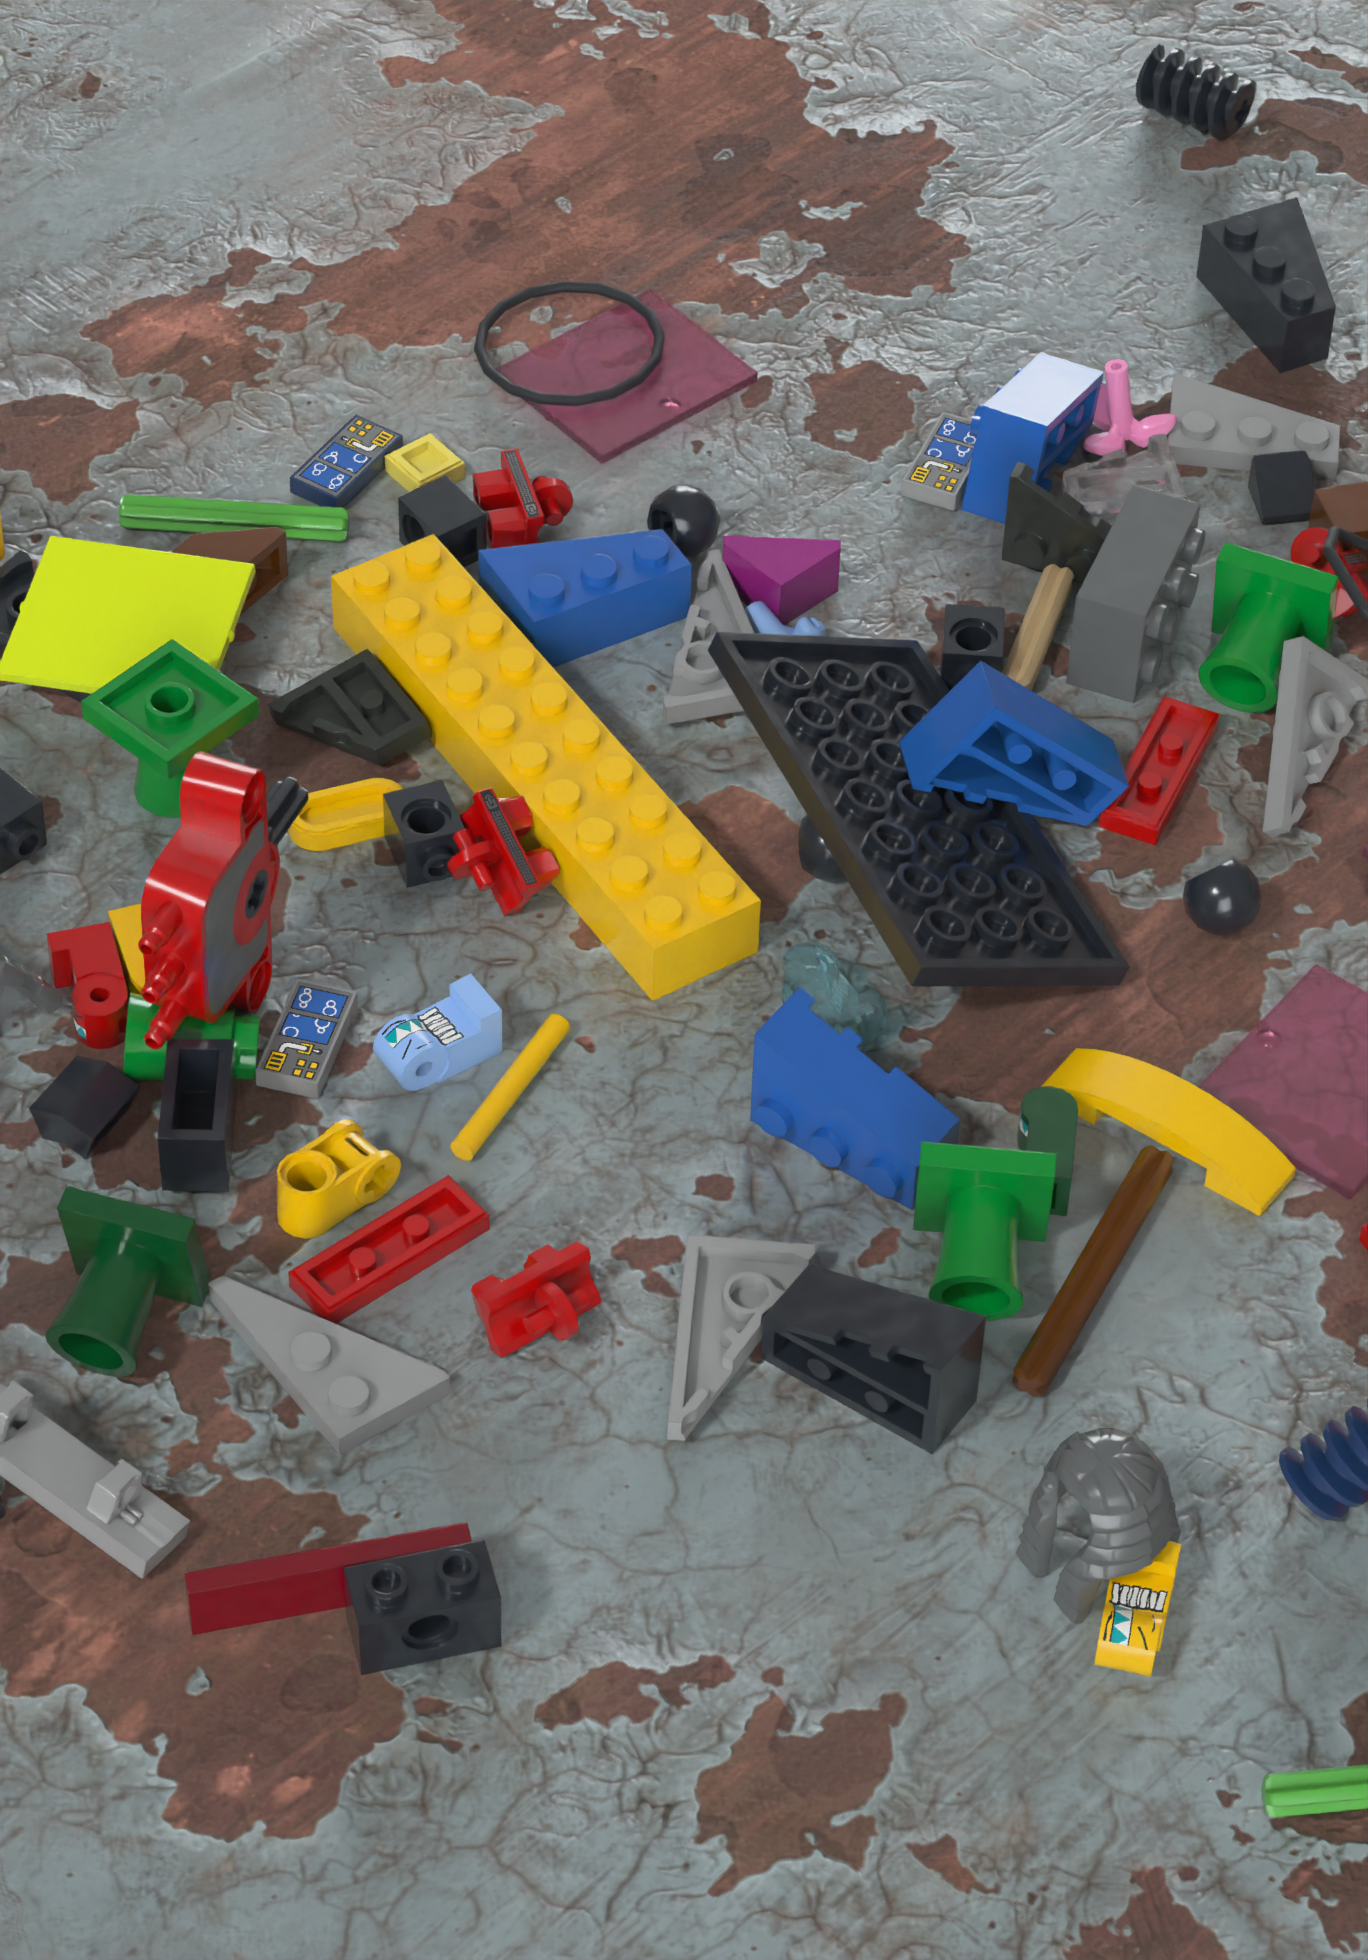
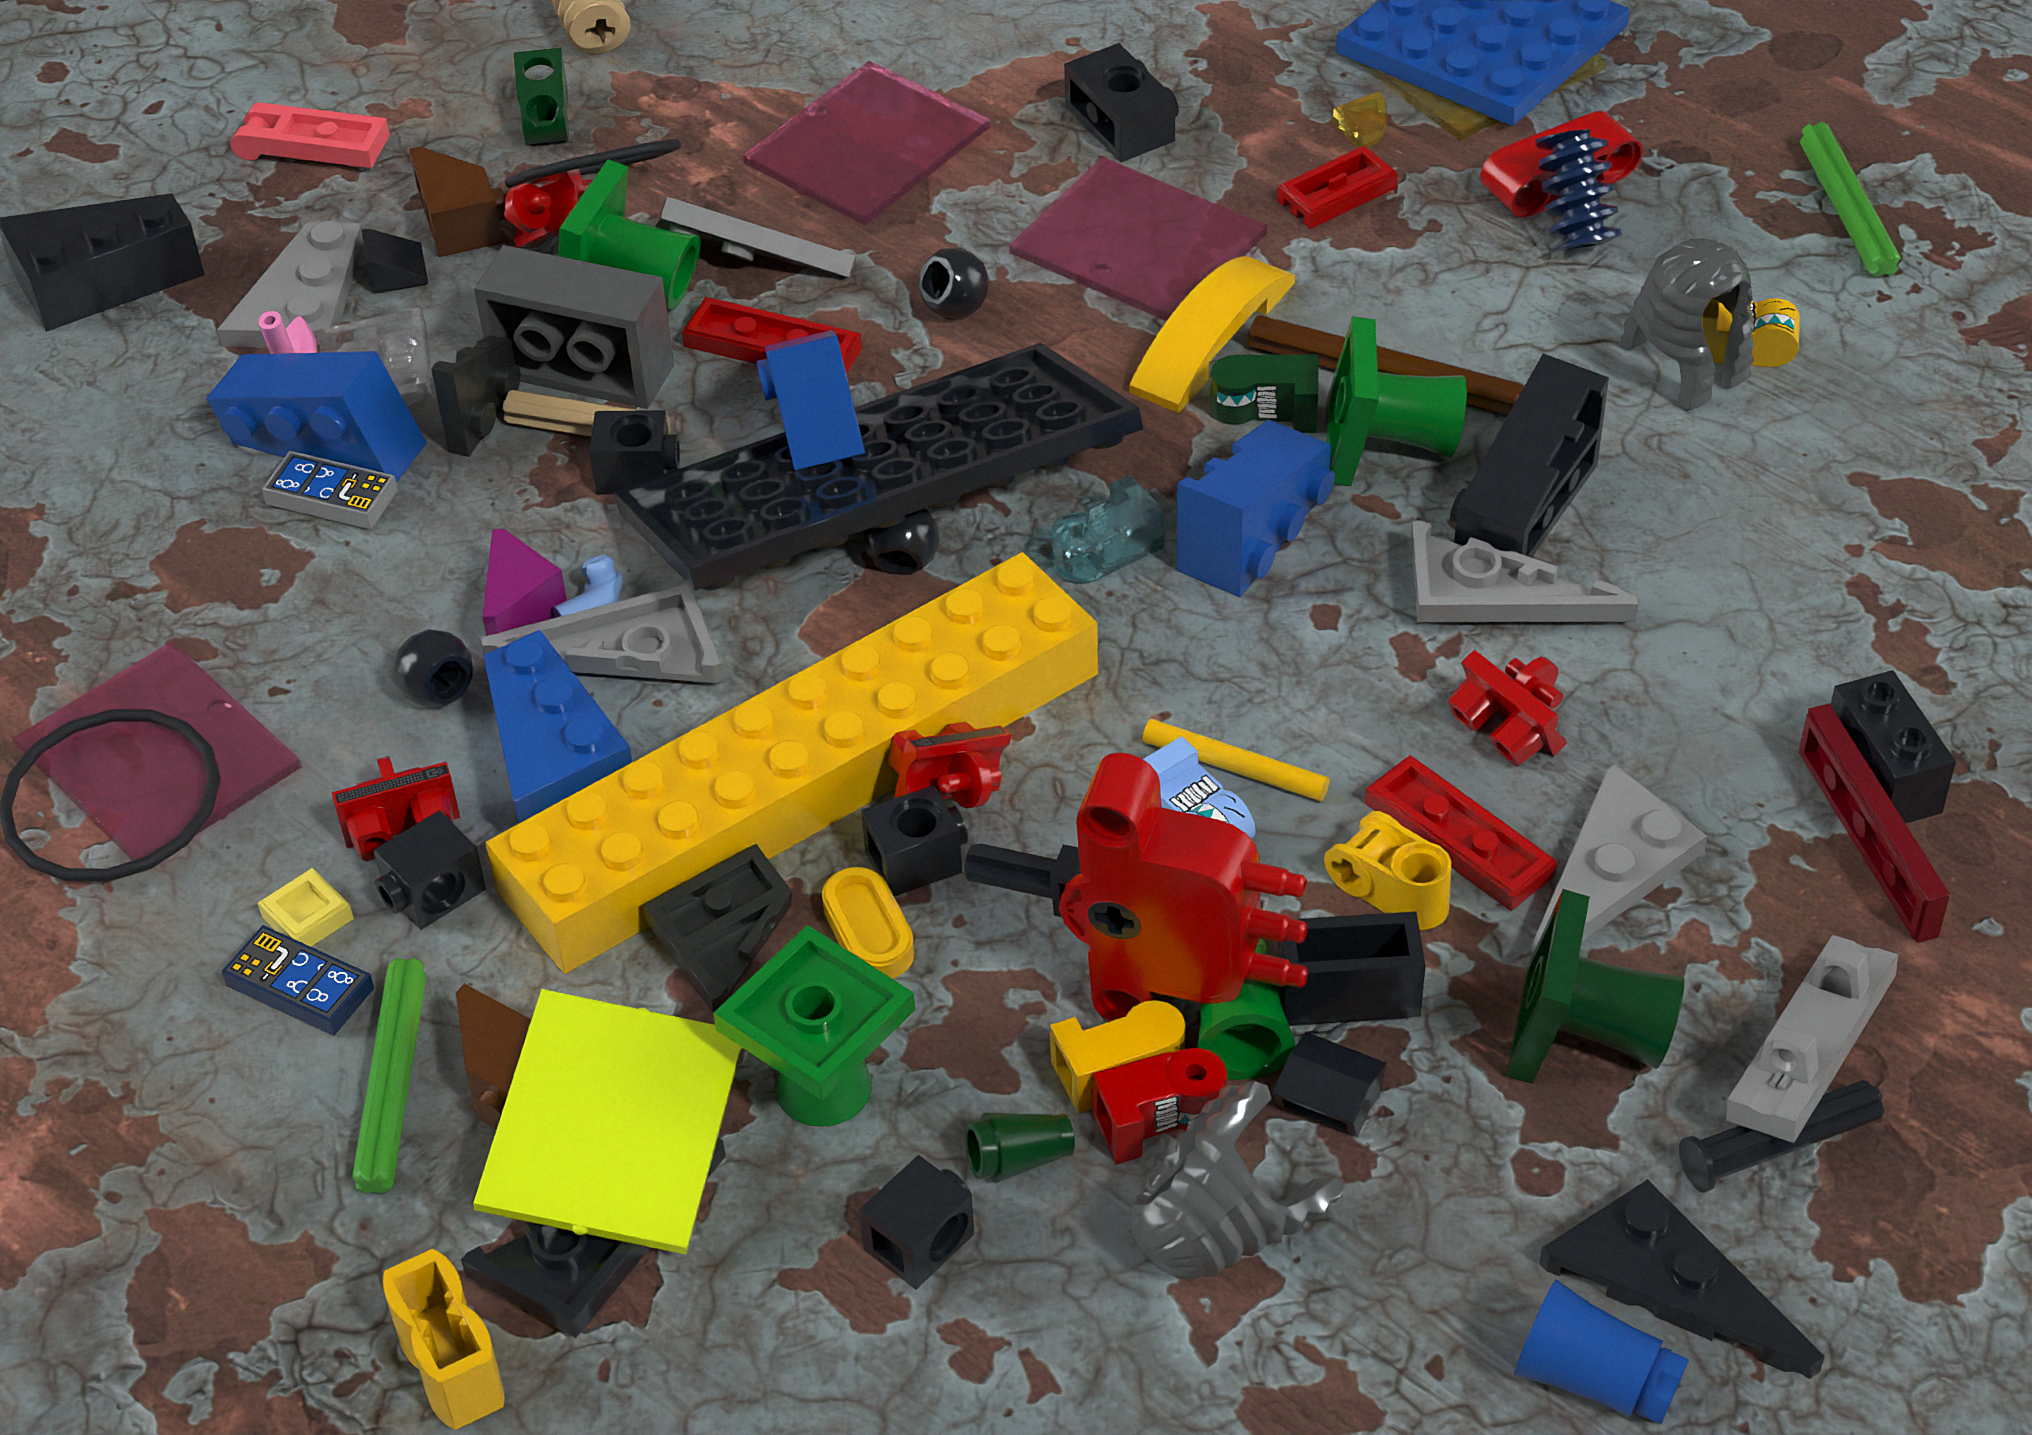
camera: 90 degrees left, 0 degrees up
(67, 884) = (1015, 1143): none -> dark green cone

